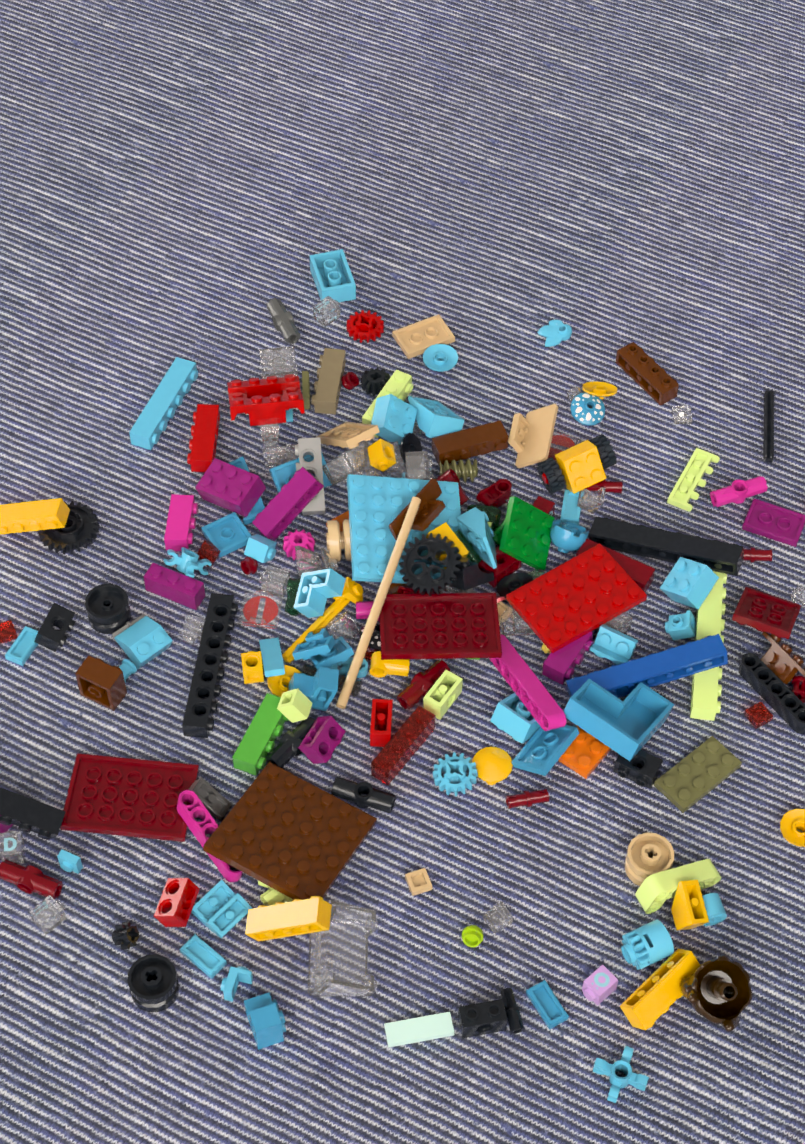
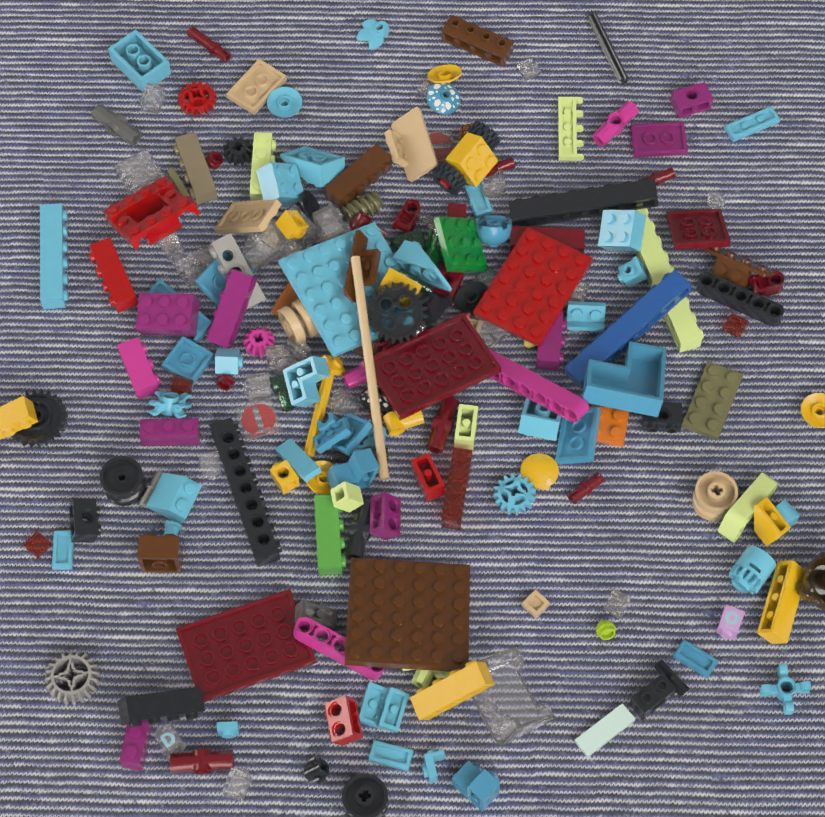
camera: 25 degrees left, 10 degrees up
(375, 798) = (460, 548): black piece -> none
(404, 291) = (214, 47): none -> dark red pin

